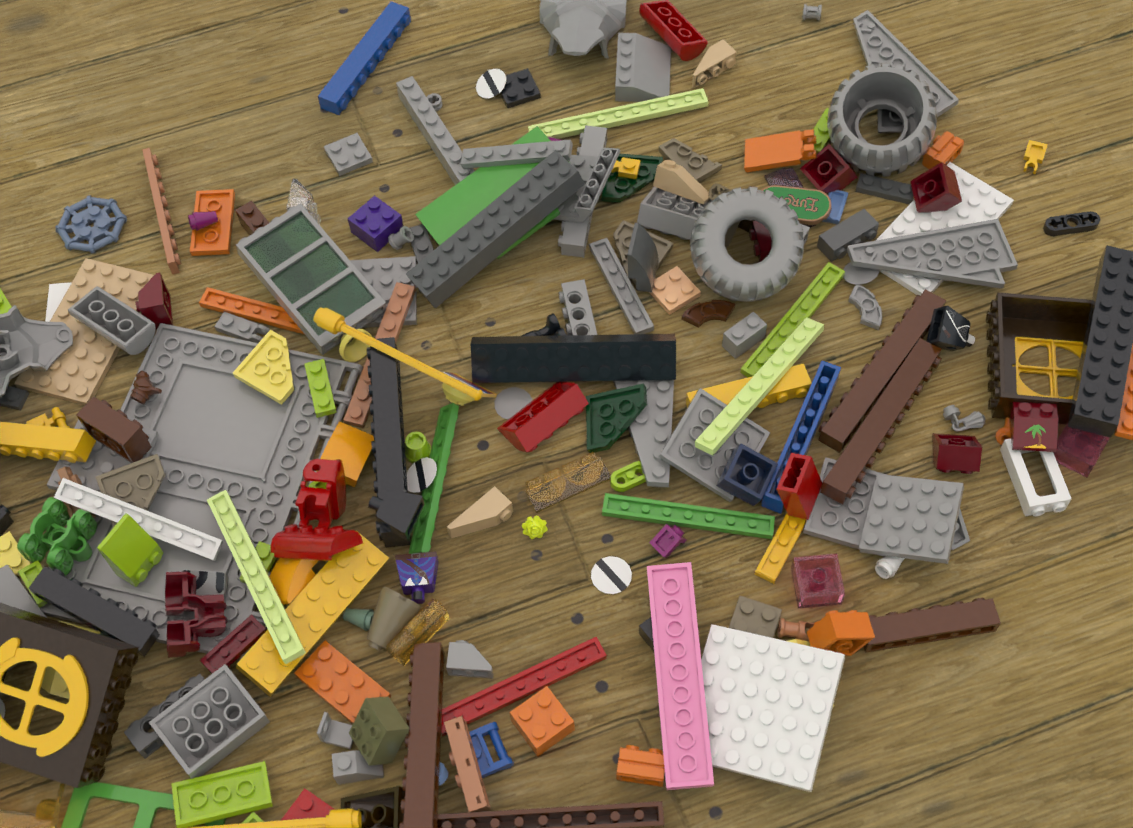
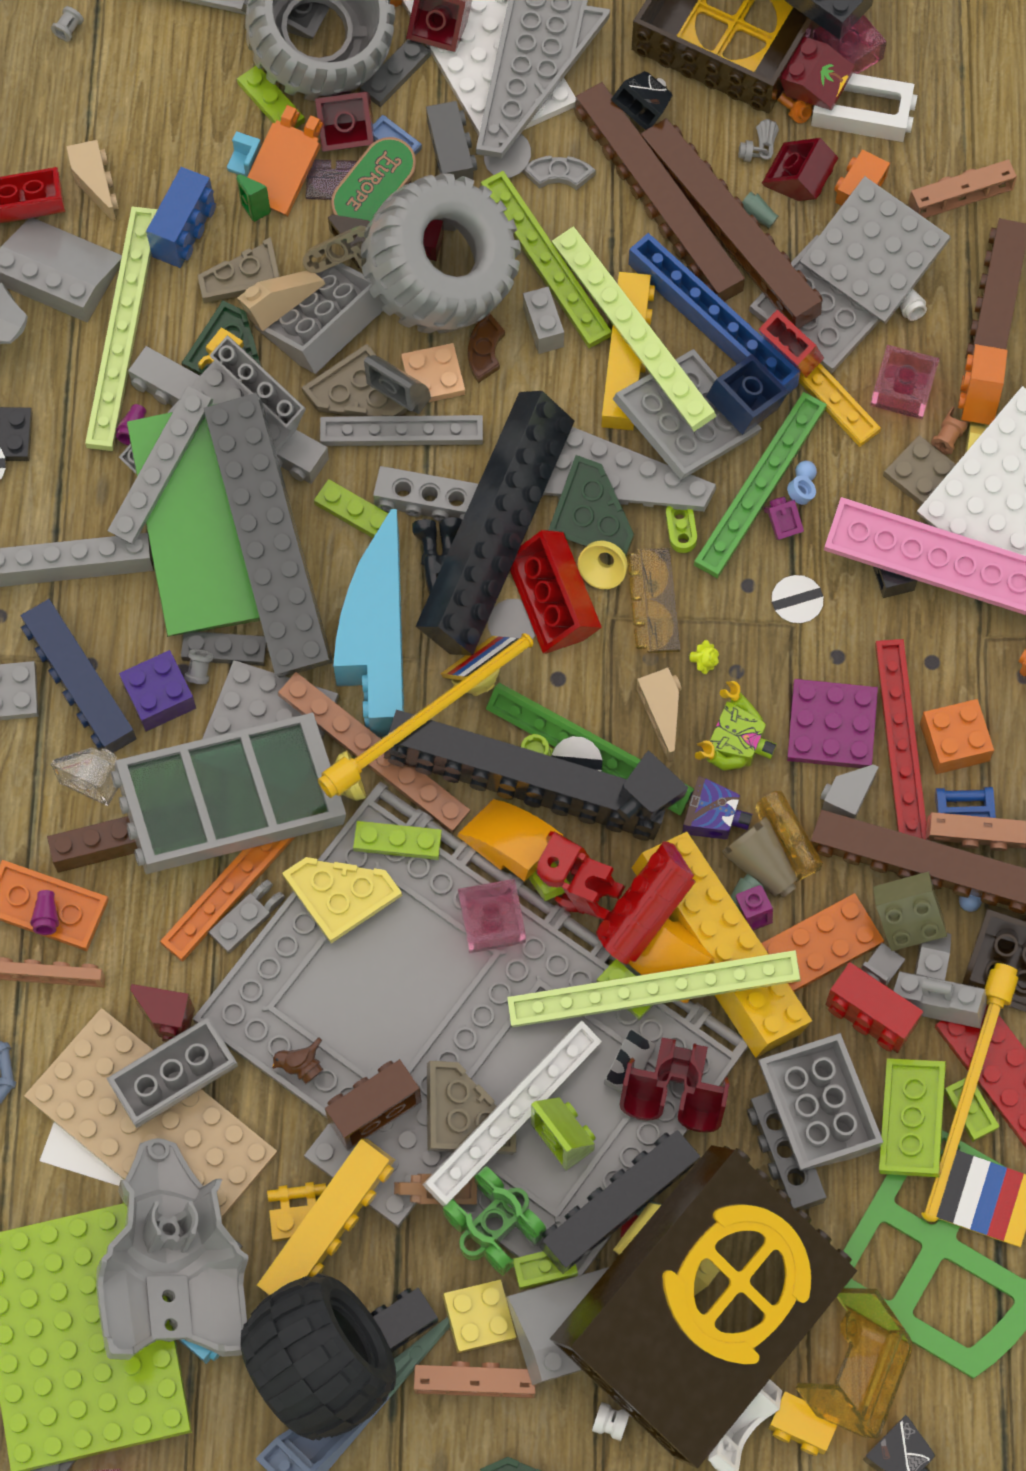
camera: 70 degrees left, 10 degrees up
(234, 644) = (730, 1048): dark red plate -> none
(279, 457) = (491, 915): none -> clear pink brick
(295, 734) = (873, 1008): none -> red brick
(318, 779) = (943, 999): none -> light grey piece
(348, 625) = (755, 907): none -> magenta bracket
(369, 180) = (78, 677): none -> dark blue brick
(465, 313) = (371, 630): none -> medium azure slope
(481, 568) = (737, 734): none -> lime torso
(520, 632) = (832, 723): none -> magenta plate
(551, 284) = (350, 508): none -> lime plate
(575, 436) = (600, 574): none -> light yellow piece
(706, 111) = (181, 217): none -> blue brick
(713, 543) = (801, 487): none -> light blue plate
(739, 142) = (253, 197): none -> green slope
(780, 128) = (245, 152): none -> medium azure panel
(907, 434) = (757, 207): none -> sand green cone
(977, 496) = (864, 165): none -> orange brick
(999, 559) = (972, 185): none -> nougat piece

